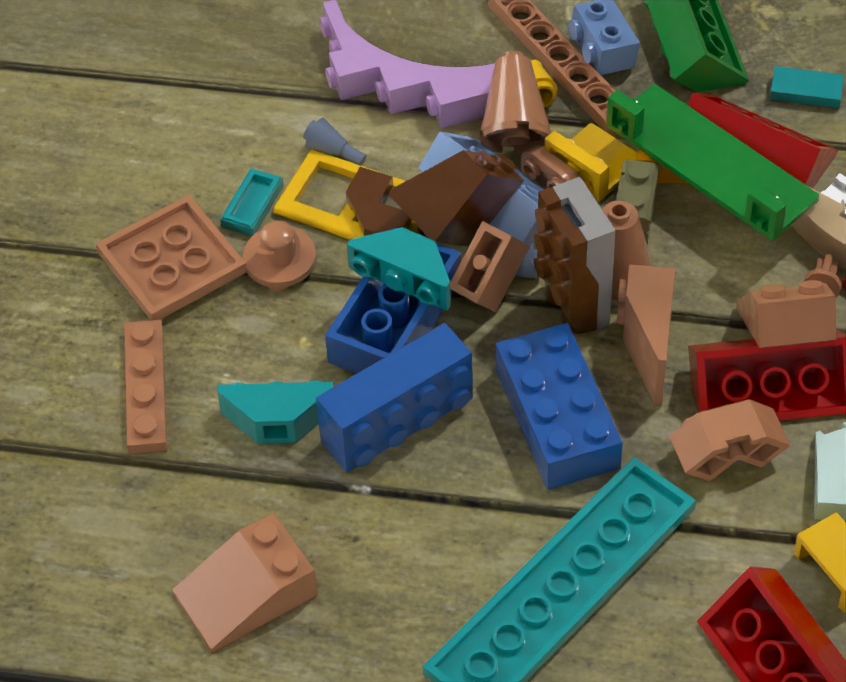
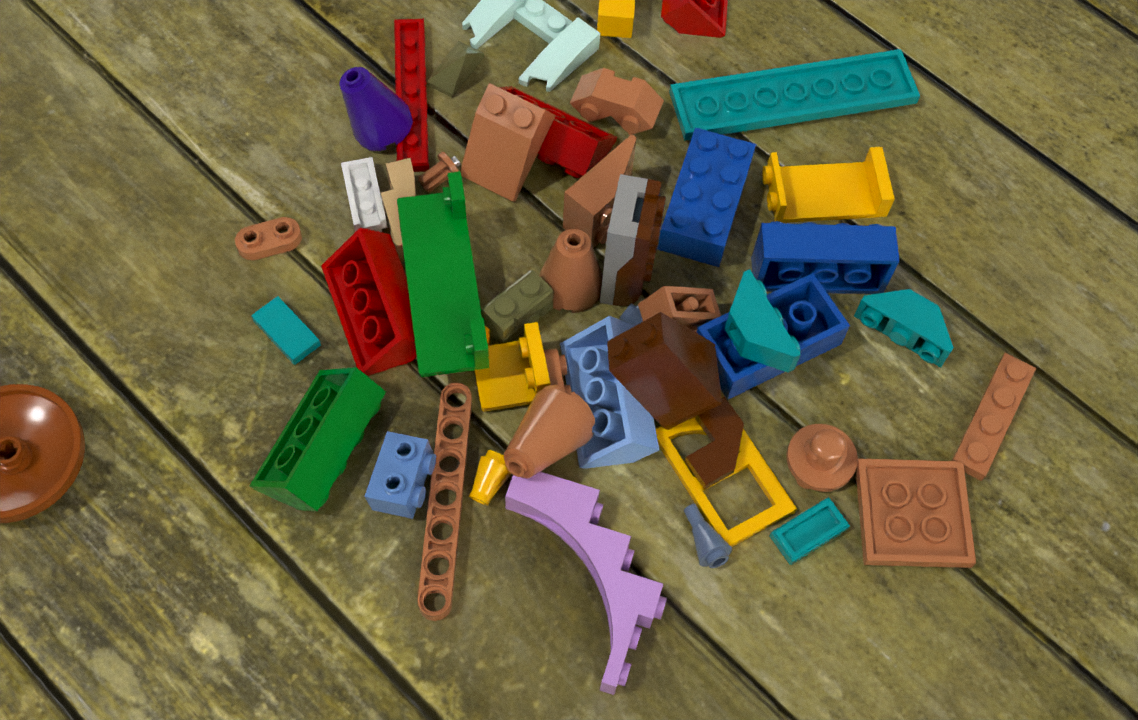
camera: 150 degrees left, 10 degrees up
(246, 583) = (1000, 215): nougat slope -> none
(451, 503) = (829, 189): none -> yellow panel

